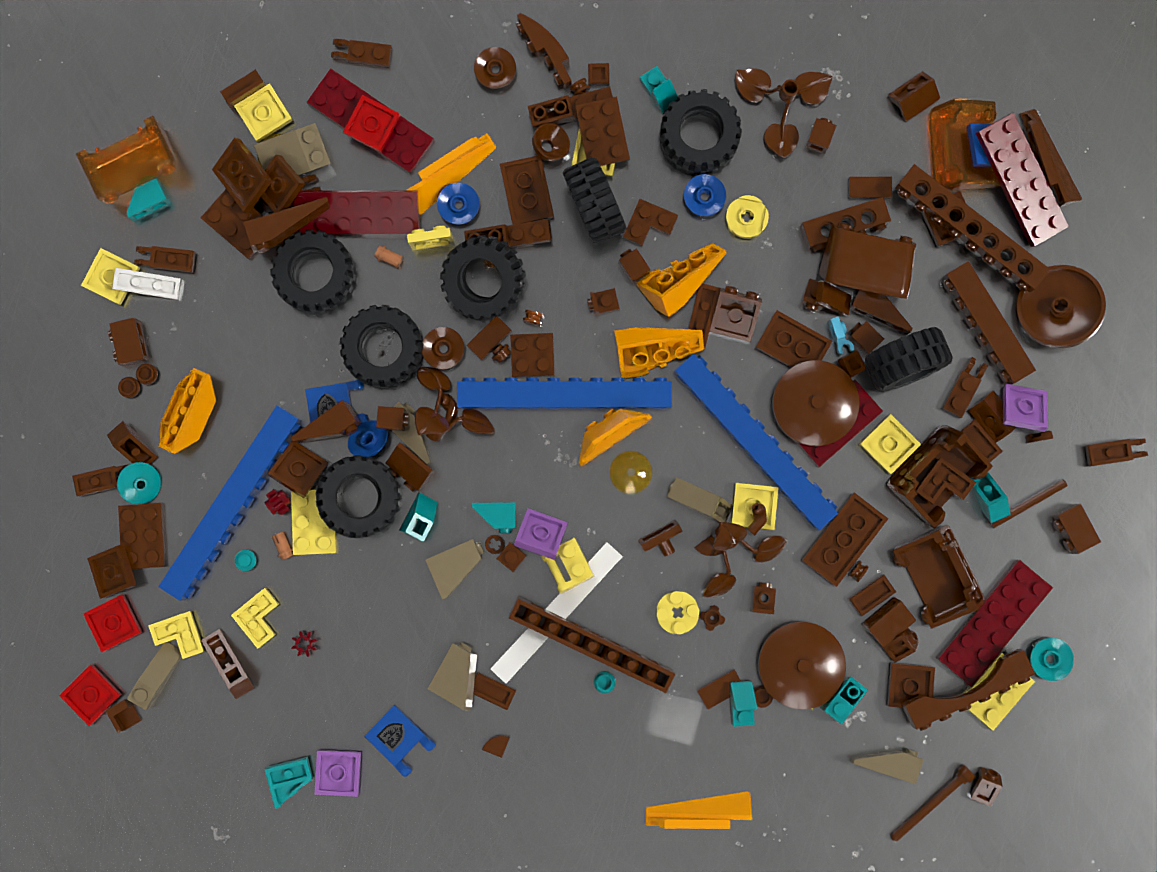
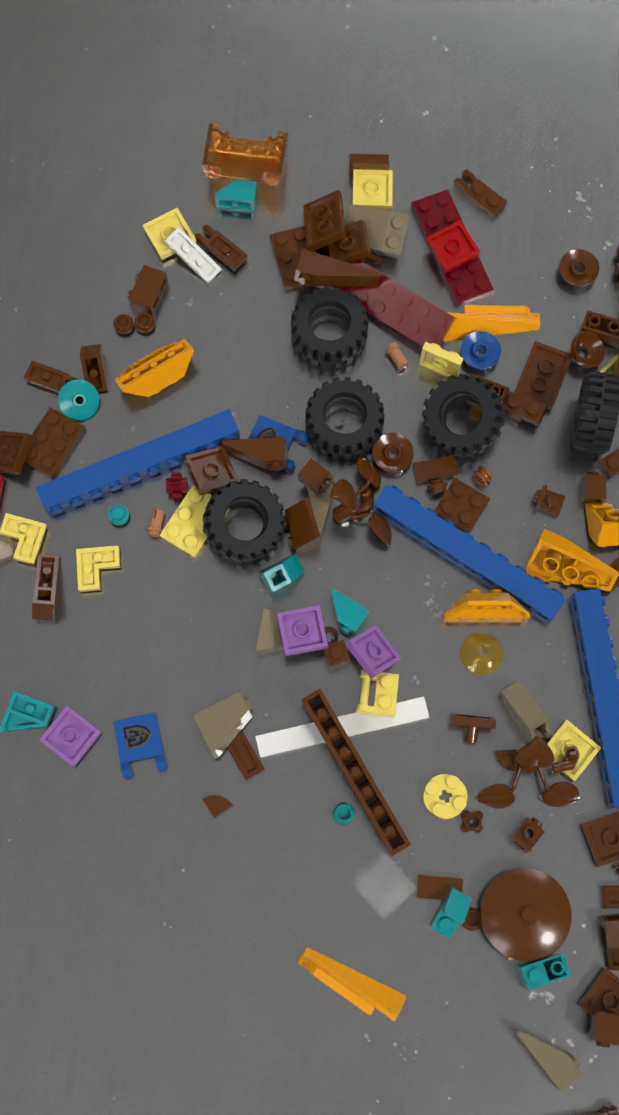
camera: 30 degrees right, 10 degrees down
(303, 649) = (116, 607): dark red gear -> none
(367, 439) = (283, 483): blue dish -> none
(470, 558) = (302, 630): none -> medium lavender plate

